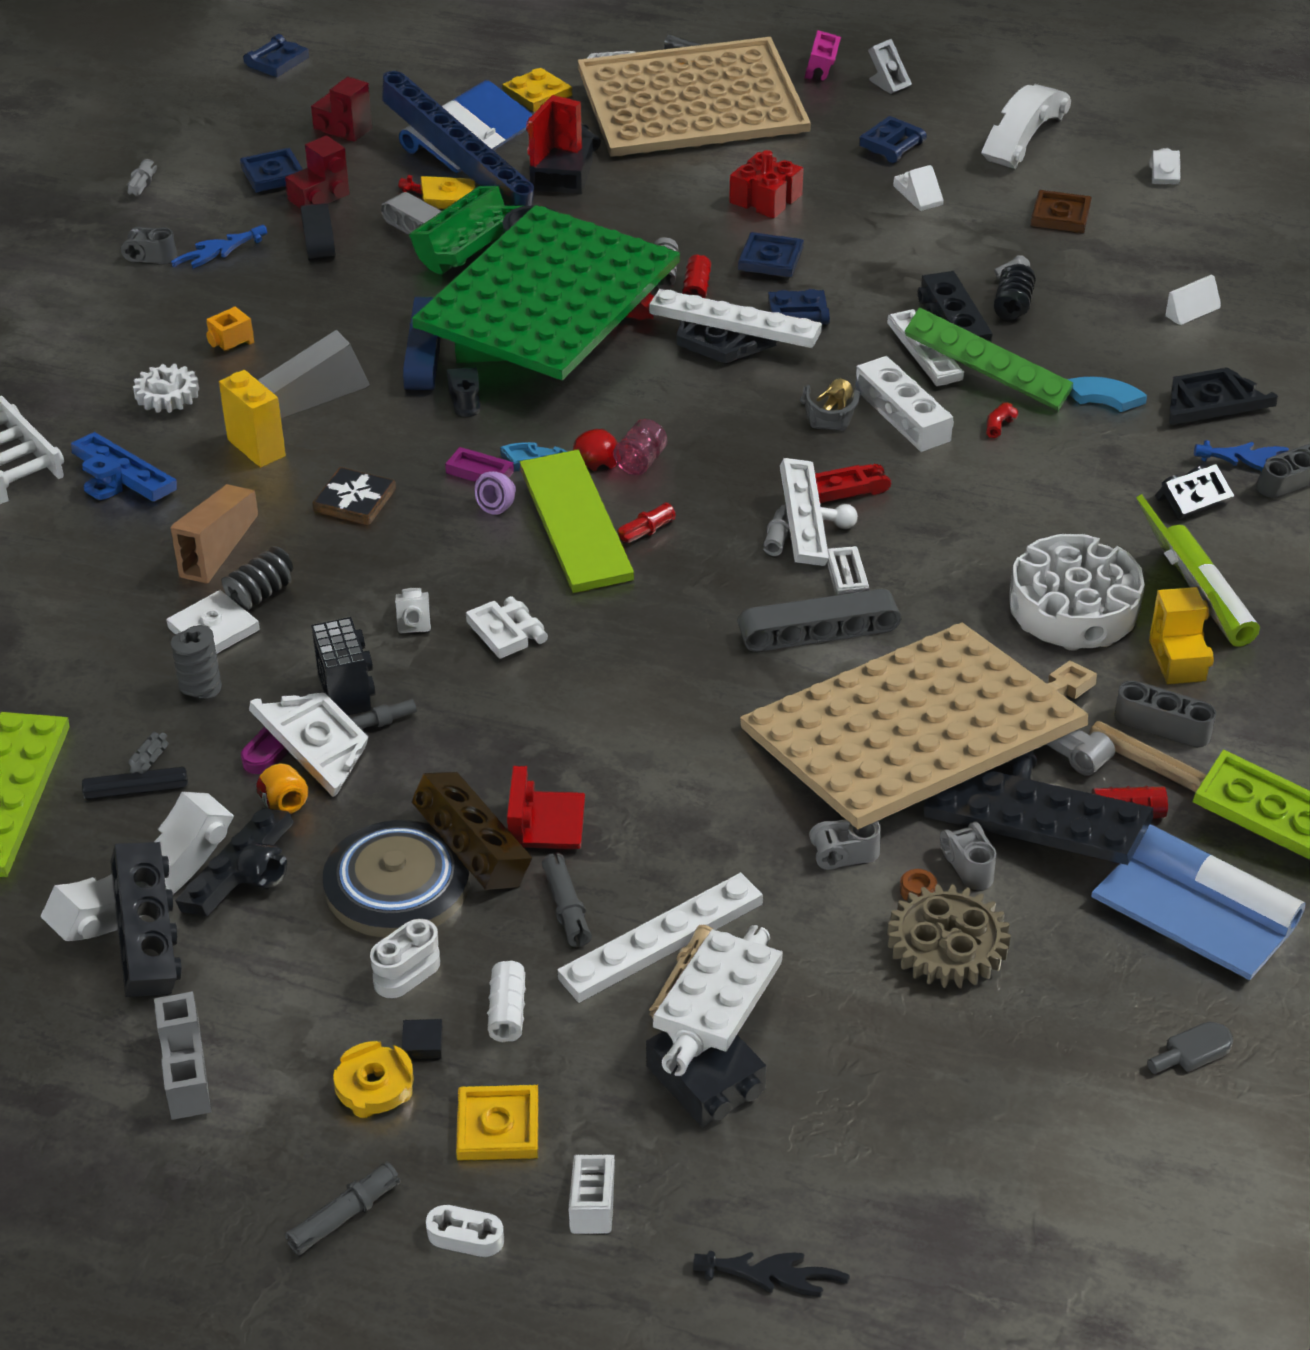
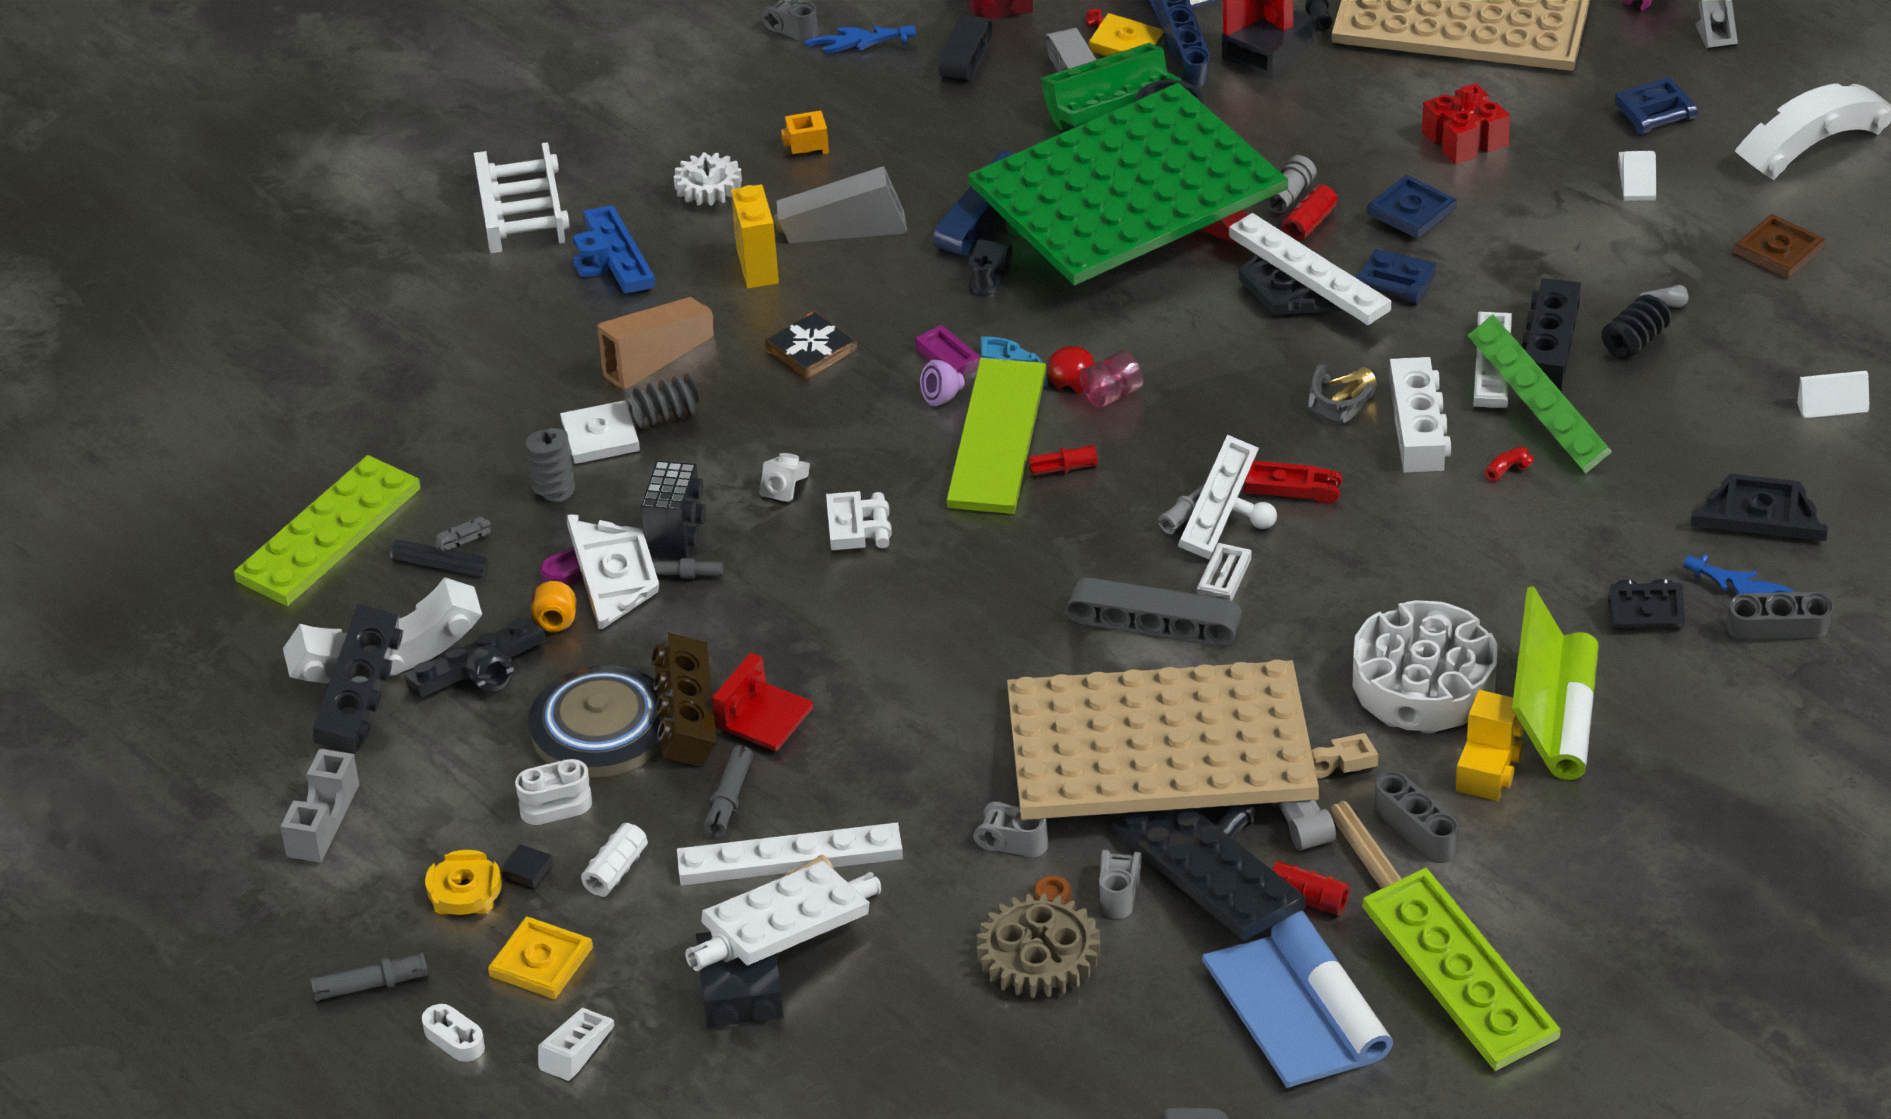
camera: 30 degrees right, 0 degrees up
(1107, 392) = (1650, 467): dark azure tile -> none

